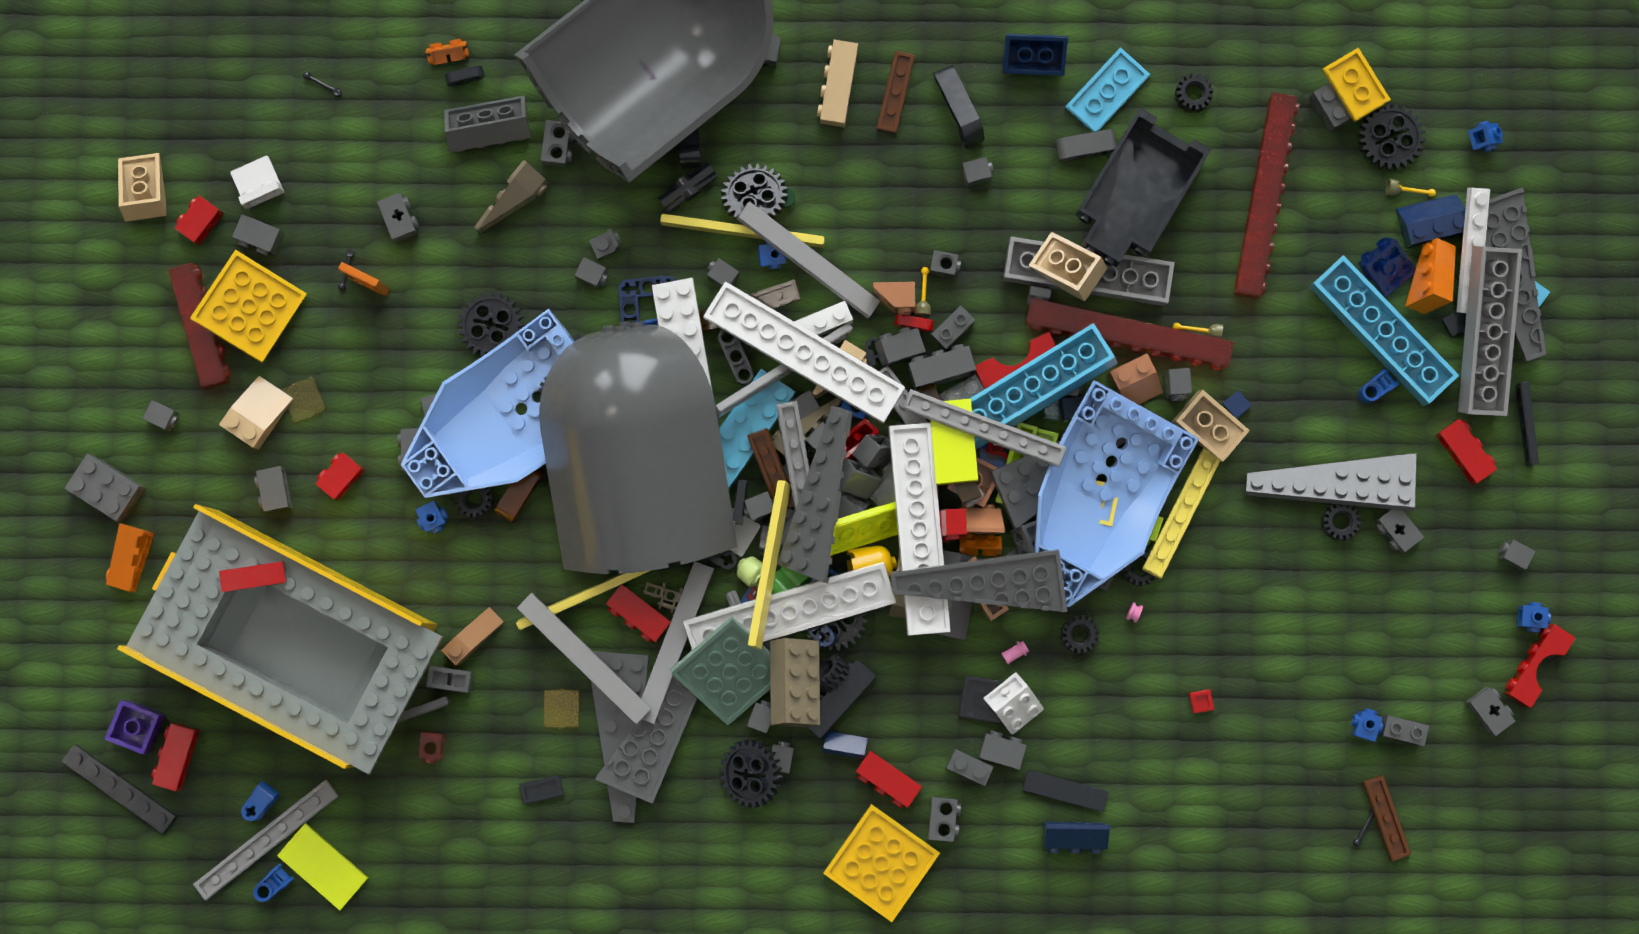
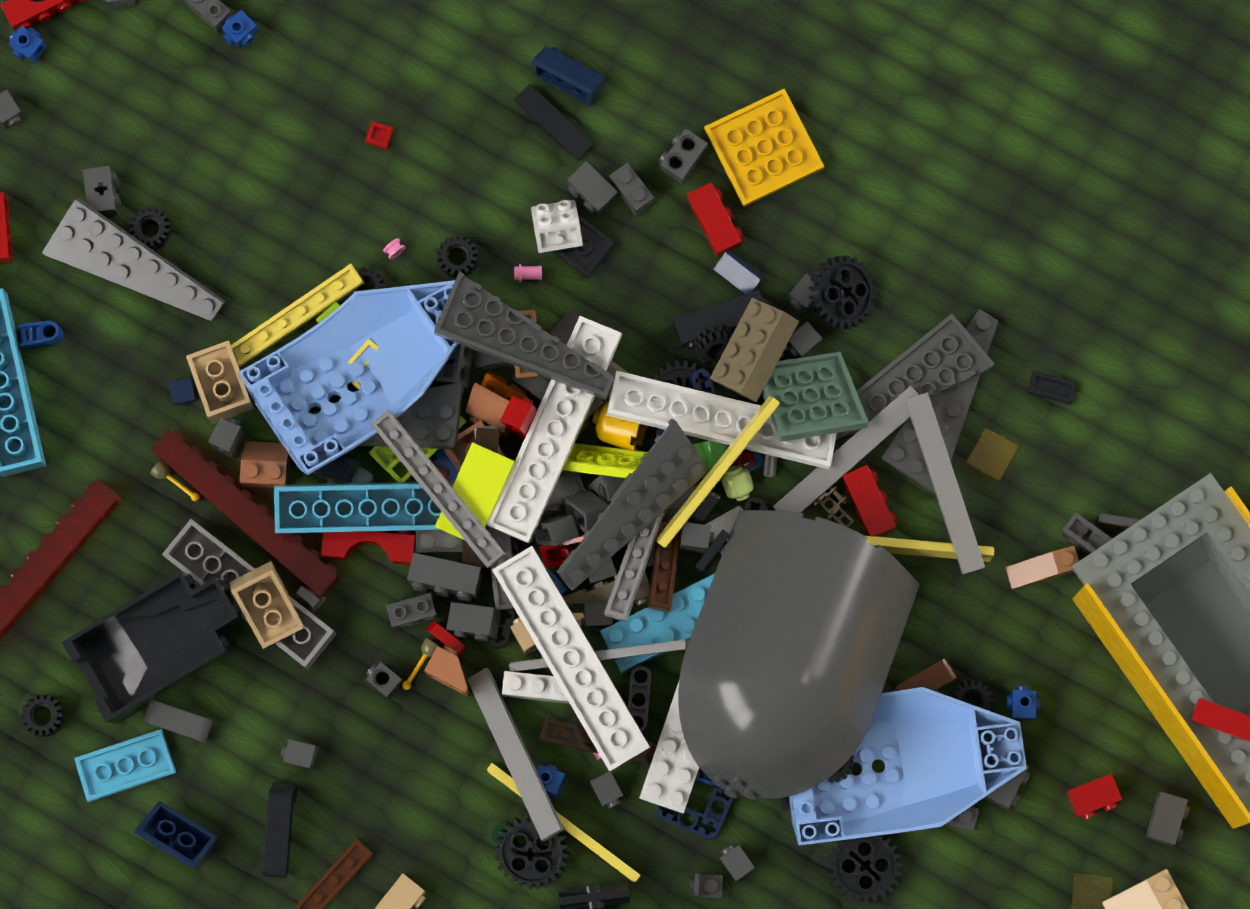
camera: 150 degrees left, 5 degrees down
(438, 740) = (1131, 490): clear red brick -> none

